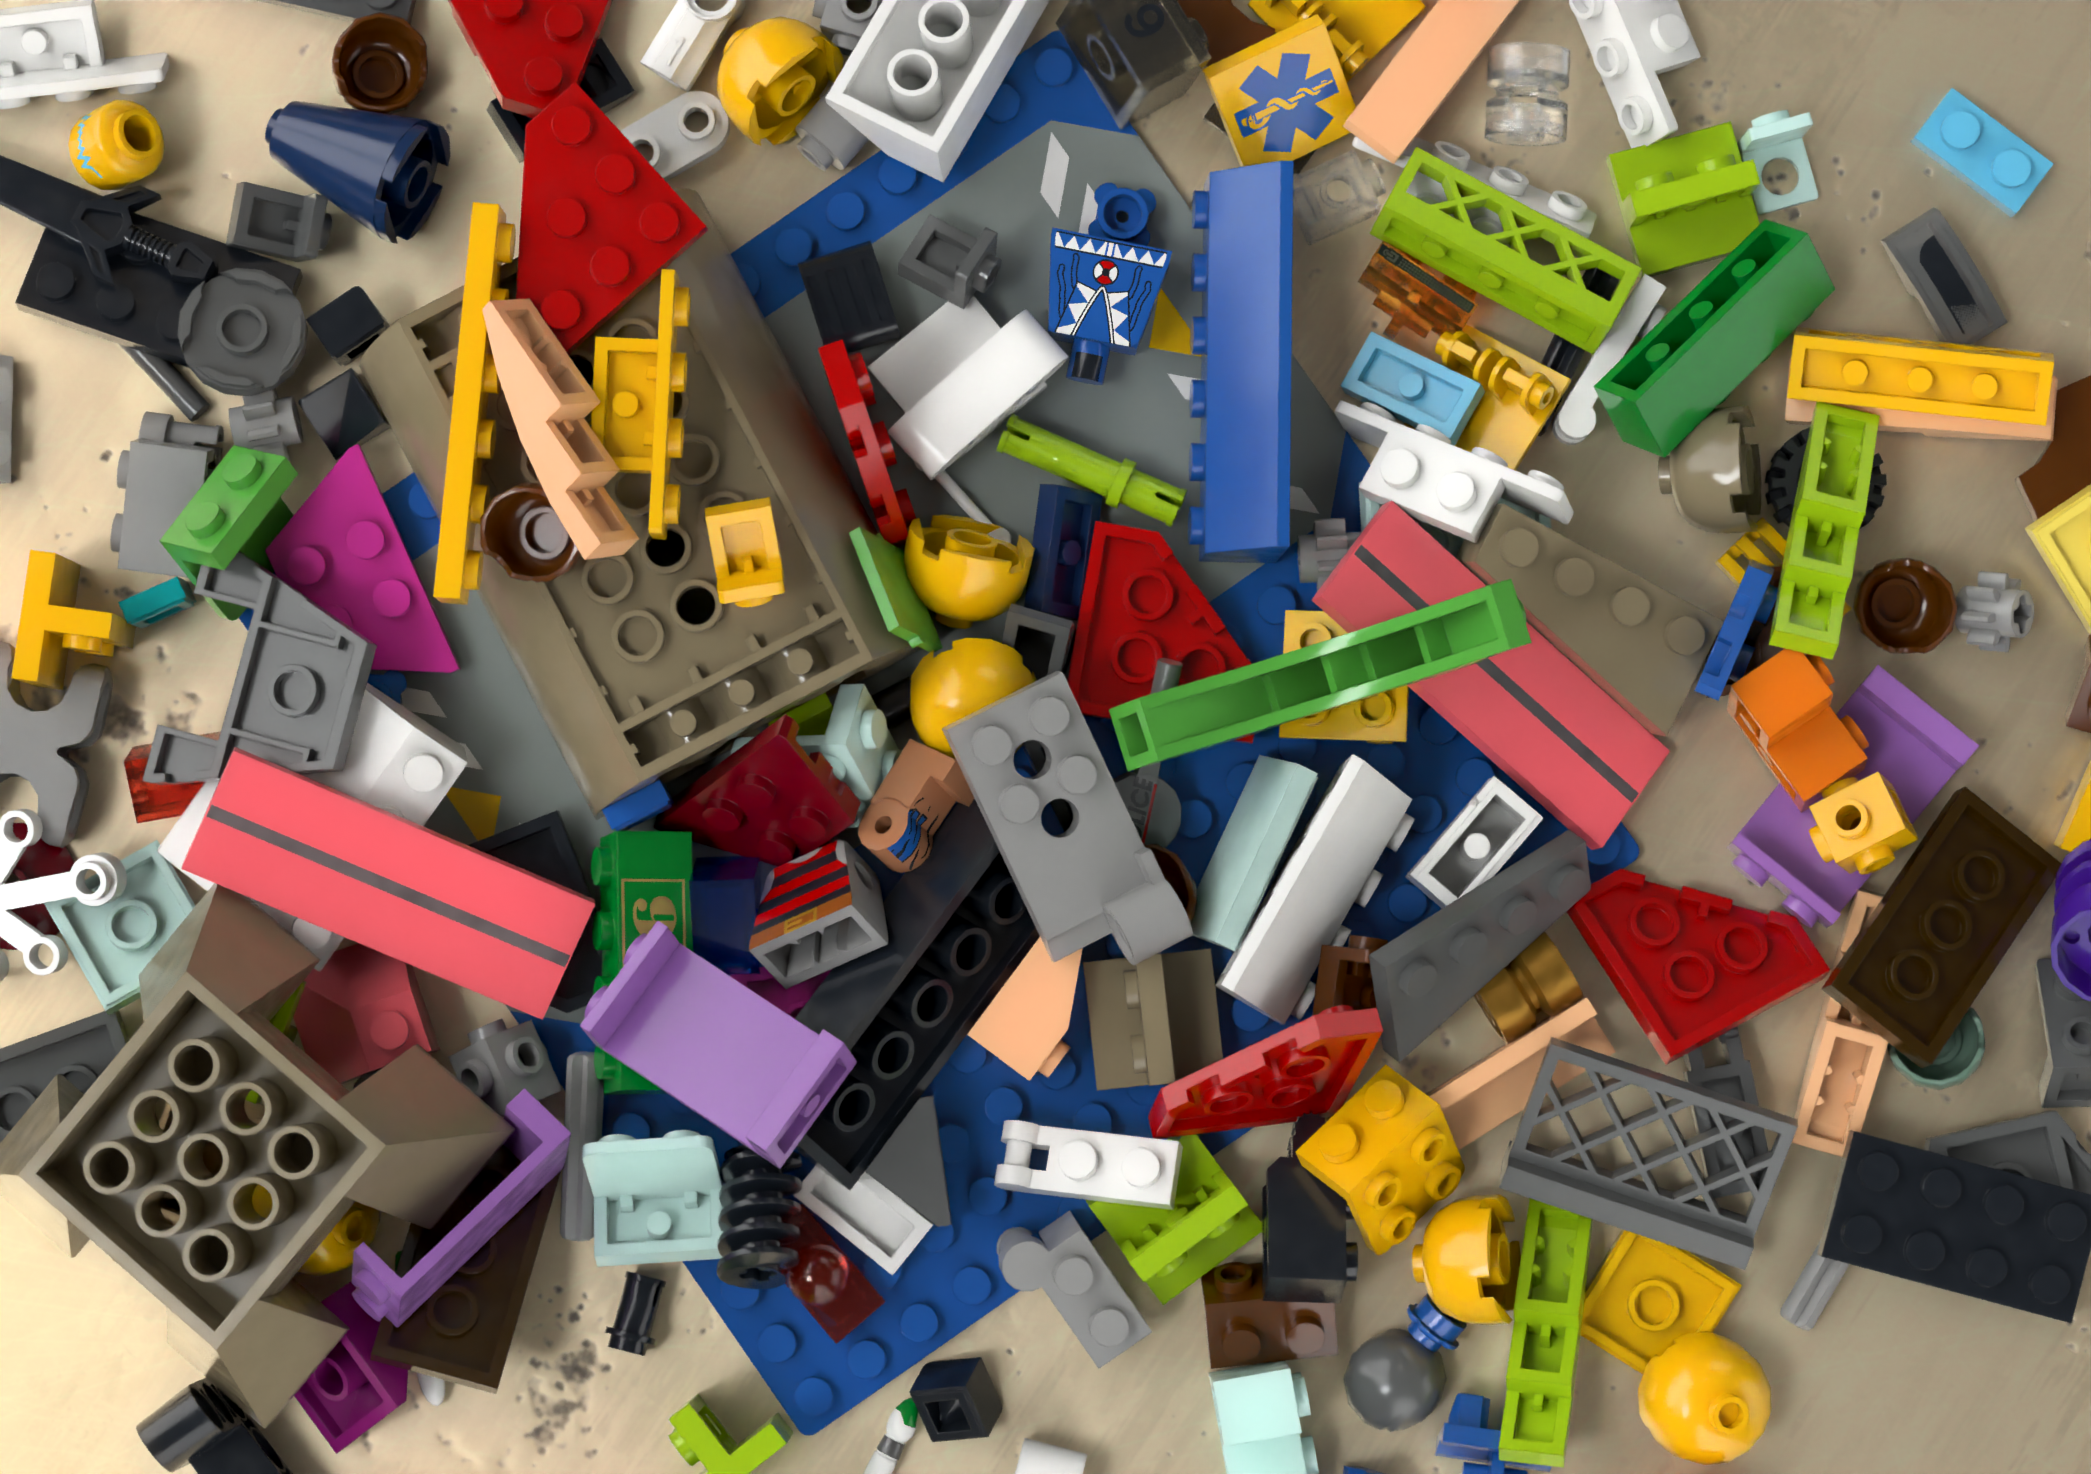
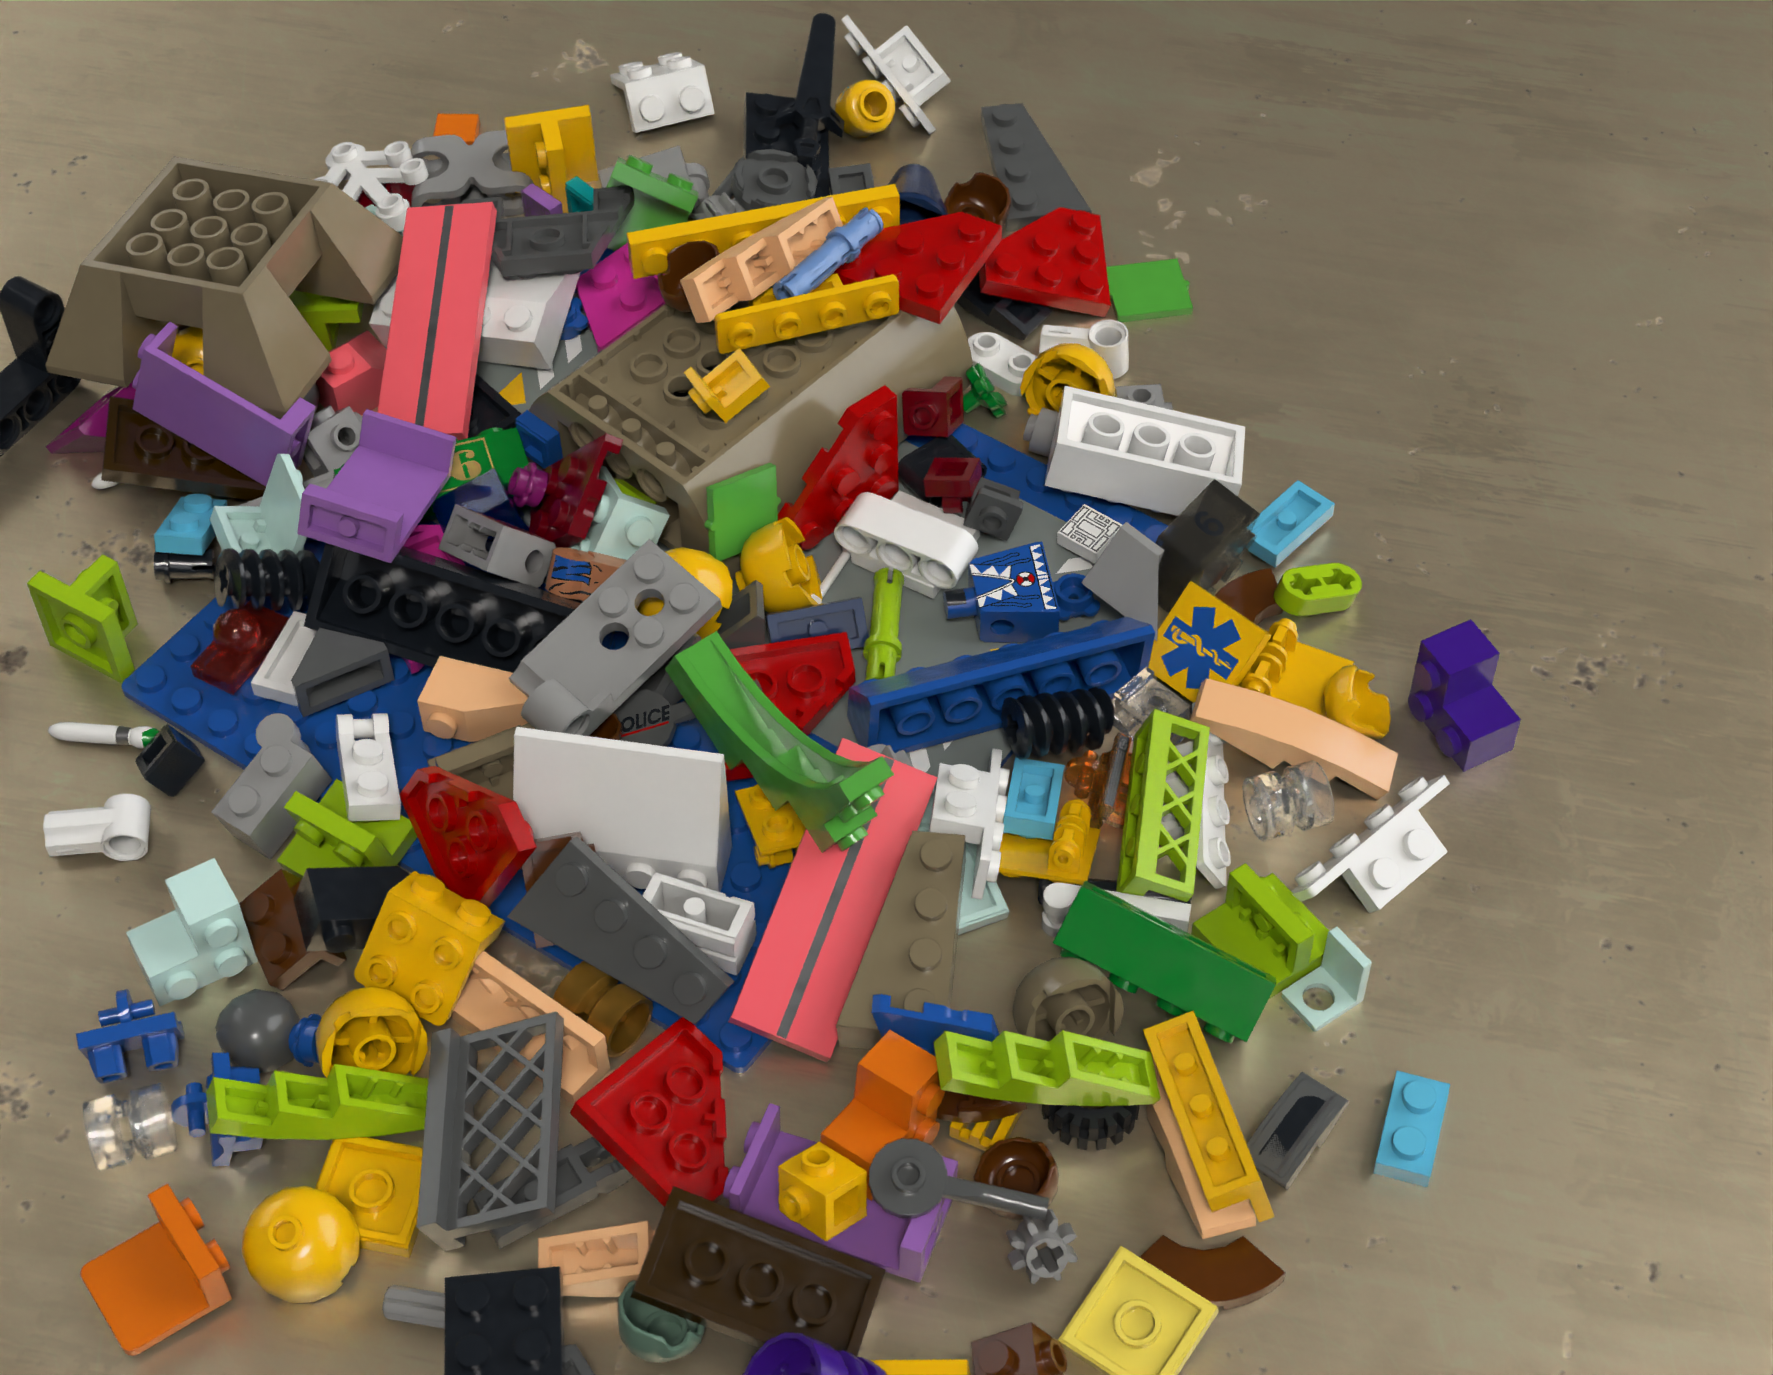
camera: 70 degrees right, 35 degrees down
(147, 666) = (539, 202): none -> medium lavender tile
(570, 320) = (841, 247): none -> medium blue pin
(586, 1294) = (188, 526): none -> medium azure plate
(720, 844) = (528, 485): none -> magenta plate
(726, 190) = (982, 393): none -> green plant
(779, 275) = (934, 410): none -> dark red bracket
(905, 297) = (953, 481): none -> dark red tile
(1024, 153) = (1088, 533): none -> white tile
(1163, 151) = (1128, 575): none -> light grey slope
(1324, 317) = (1057, 721): none -> black piece
(1897, 723) = (912, 1179): none -> dark grey piece

